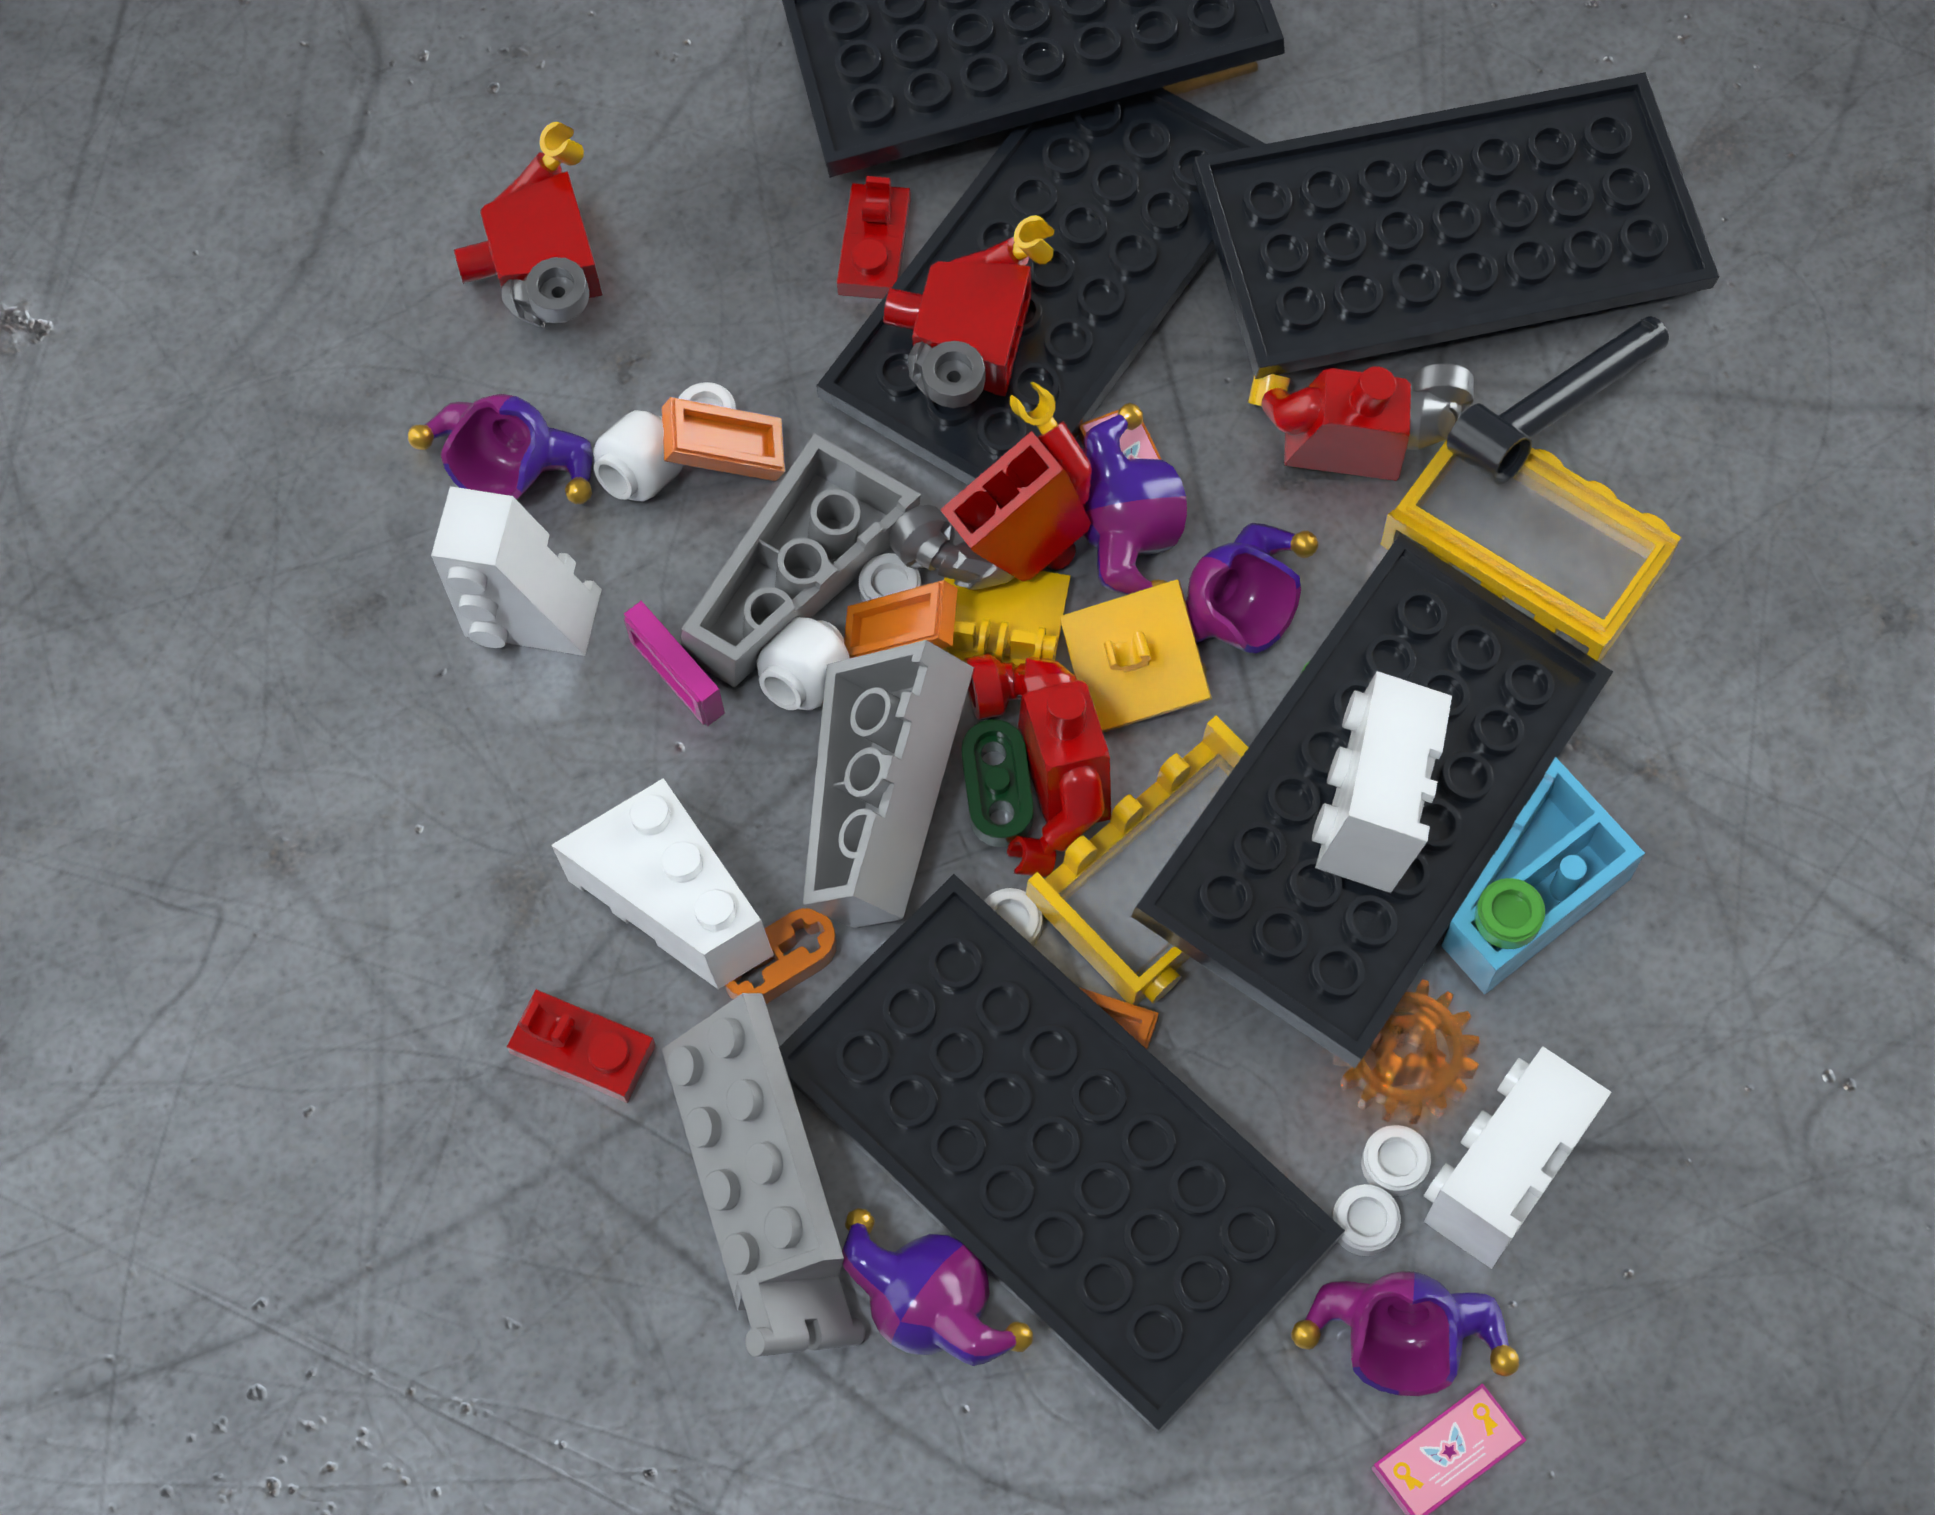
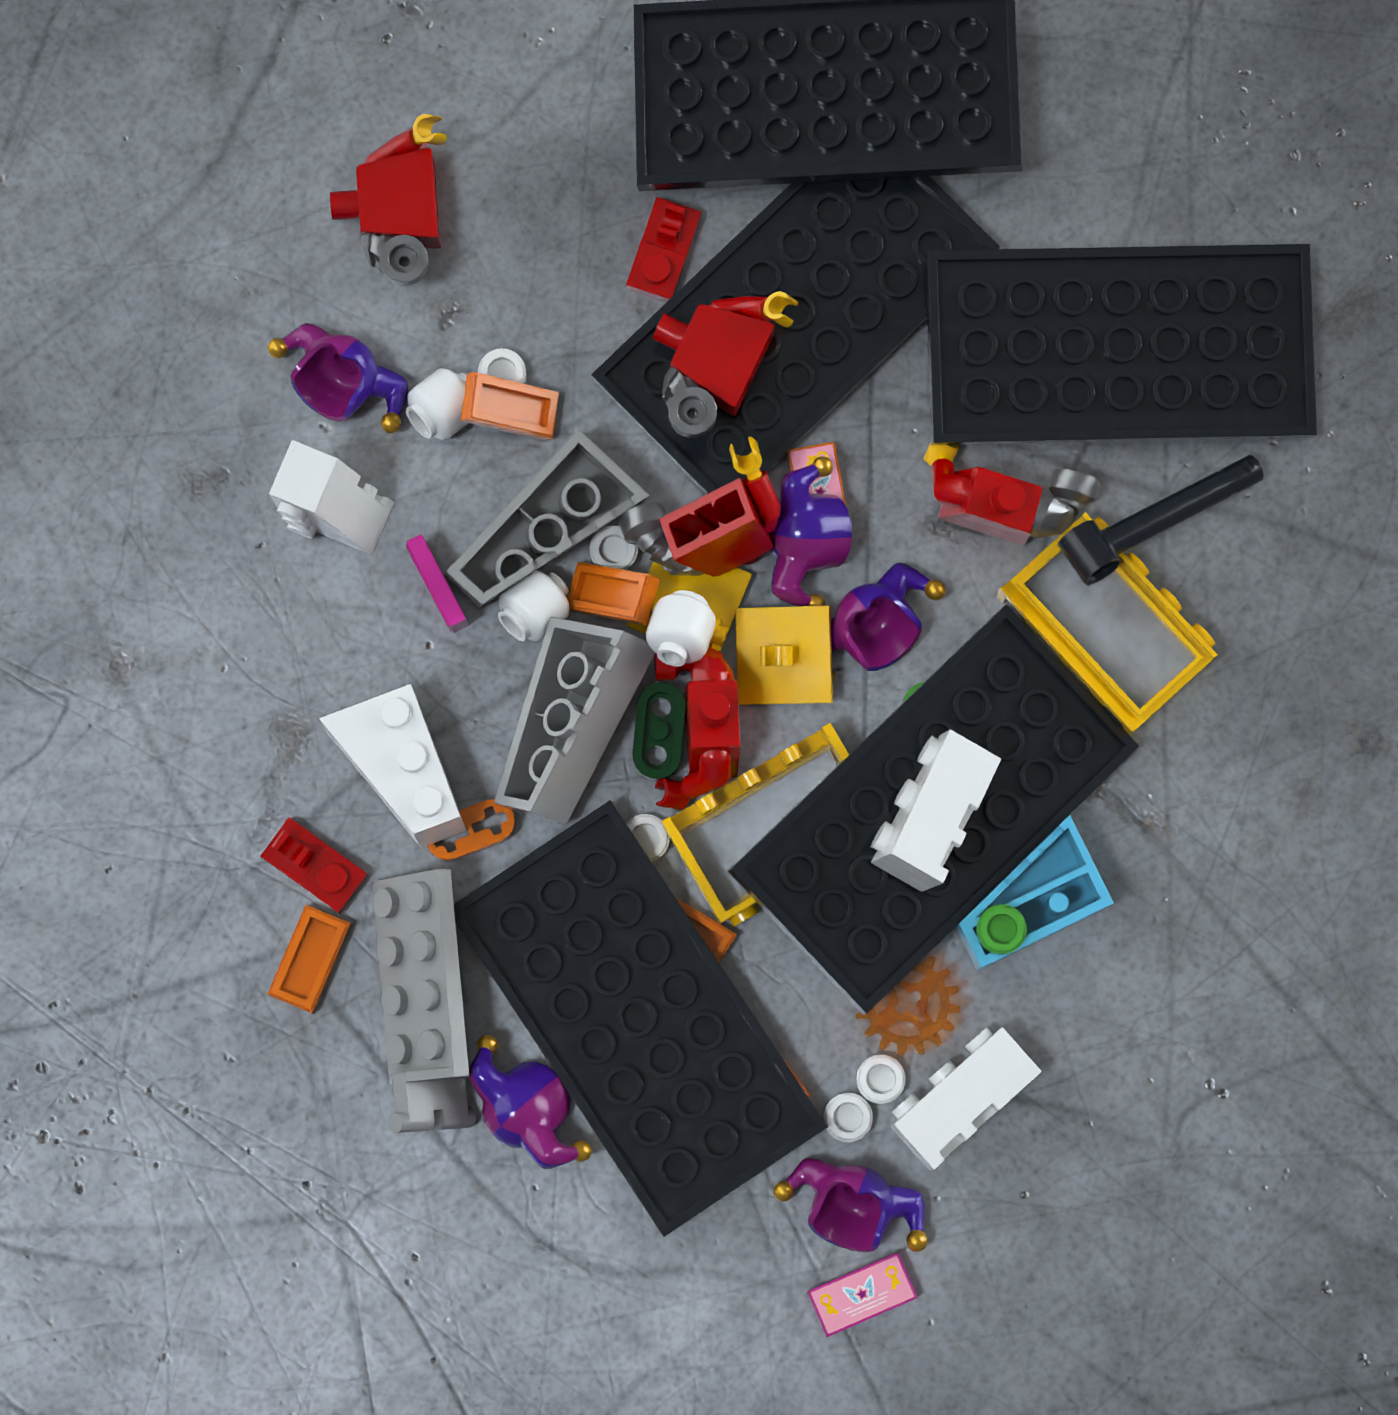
camera: 10 degrees right, 15 degrees up
(597, 1168) = (309, 959): none -> orange tile
(999, 629) = (681, 628): none -> white head

